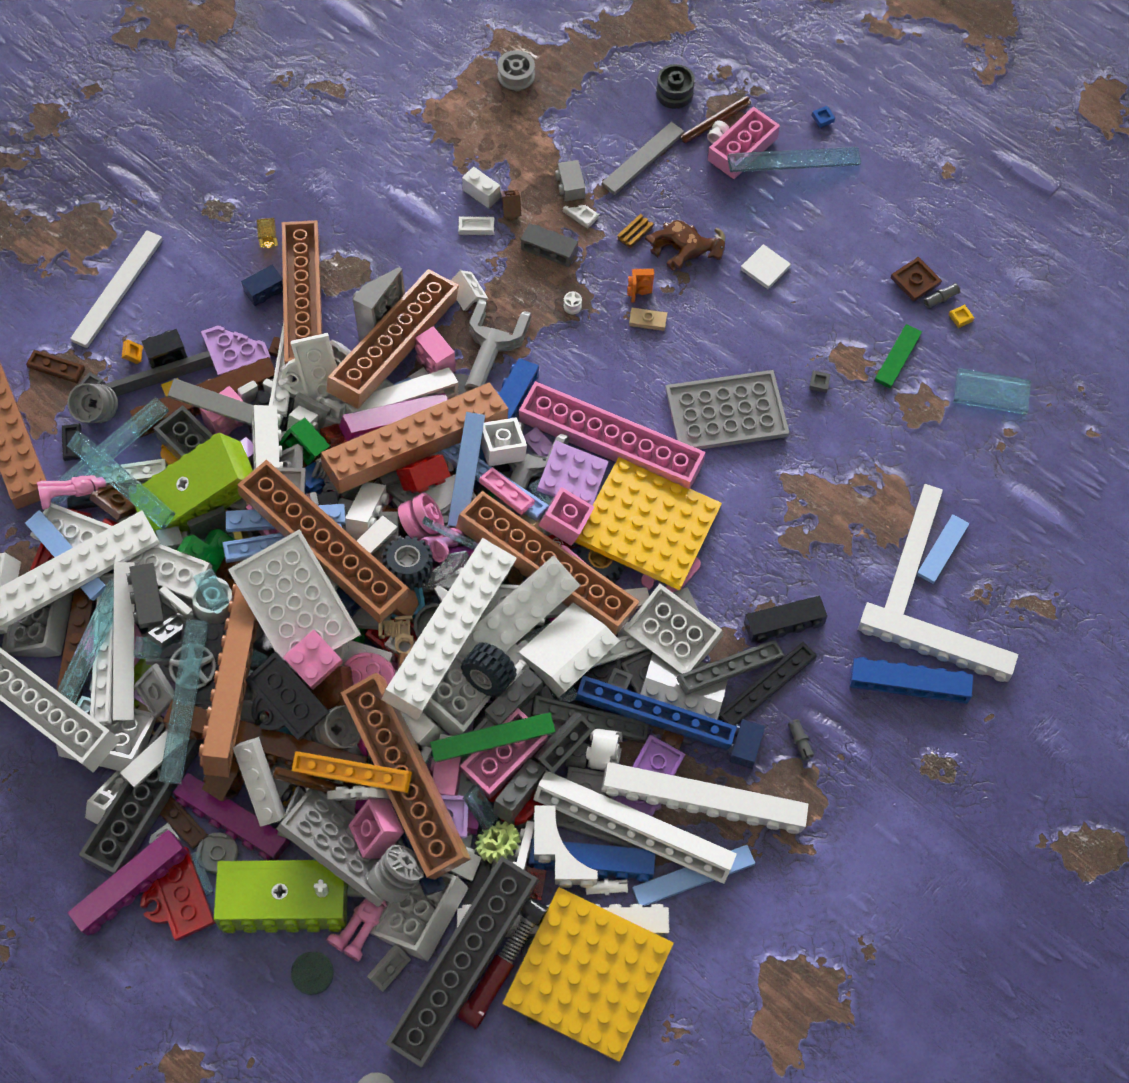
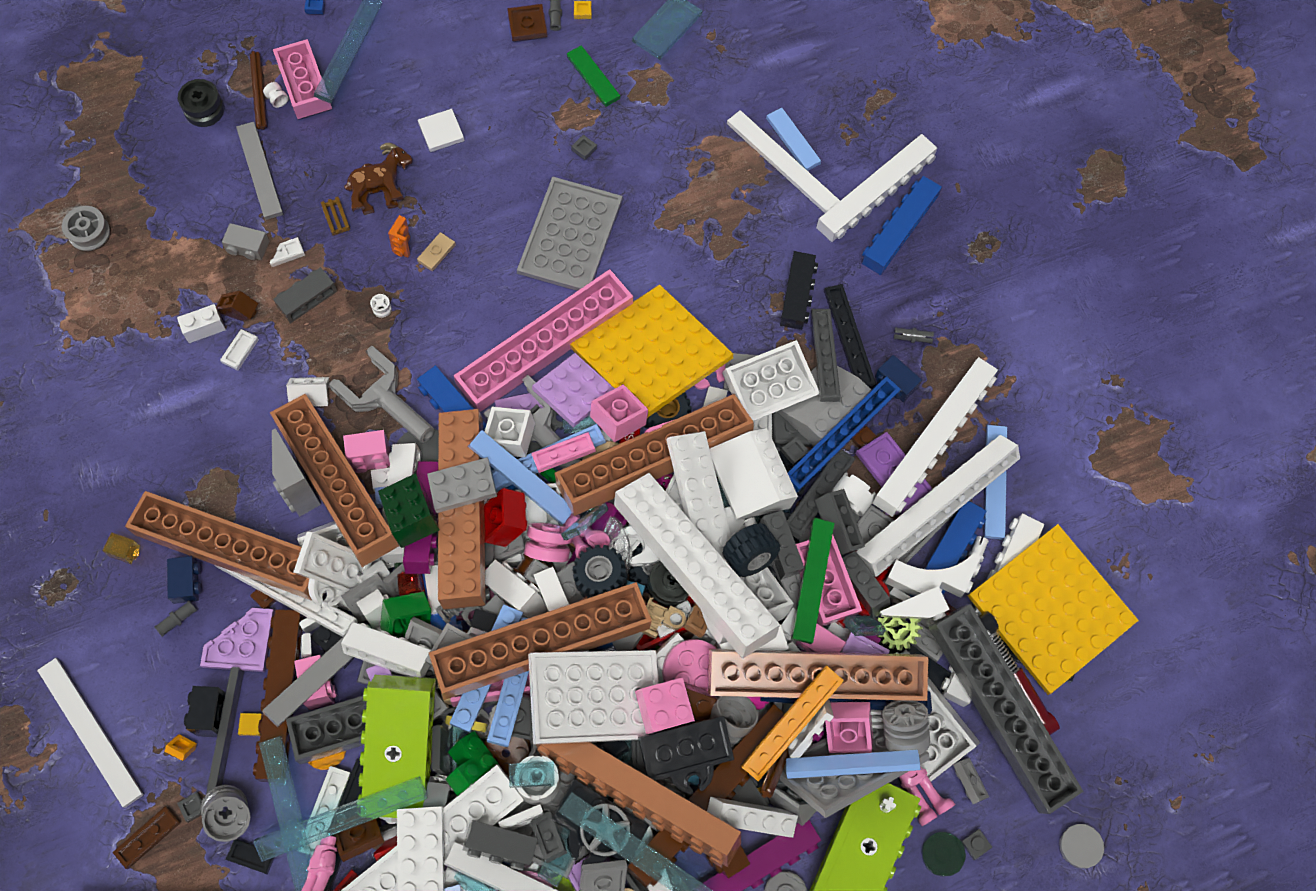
camera: 65 degrees left, 5 degrees up
(230, 296) = (175, 618): none -> dark grey pin
(334, 998) = (976, 844): none -> dark grey plate
(341, 841) = (852, 764): none -> light blue tile
(388, 398) = (408, 510): none -> dark green brick
(429, 424) = (462, 485): none -> light grey plate
(520, 845) = (923, 606): none -> white slope

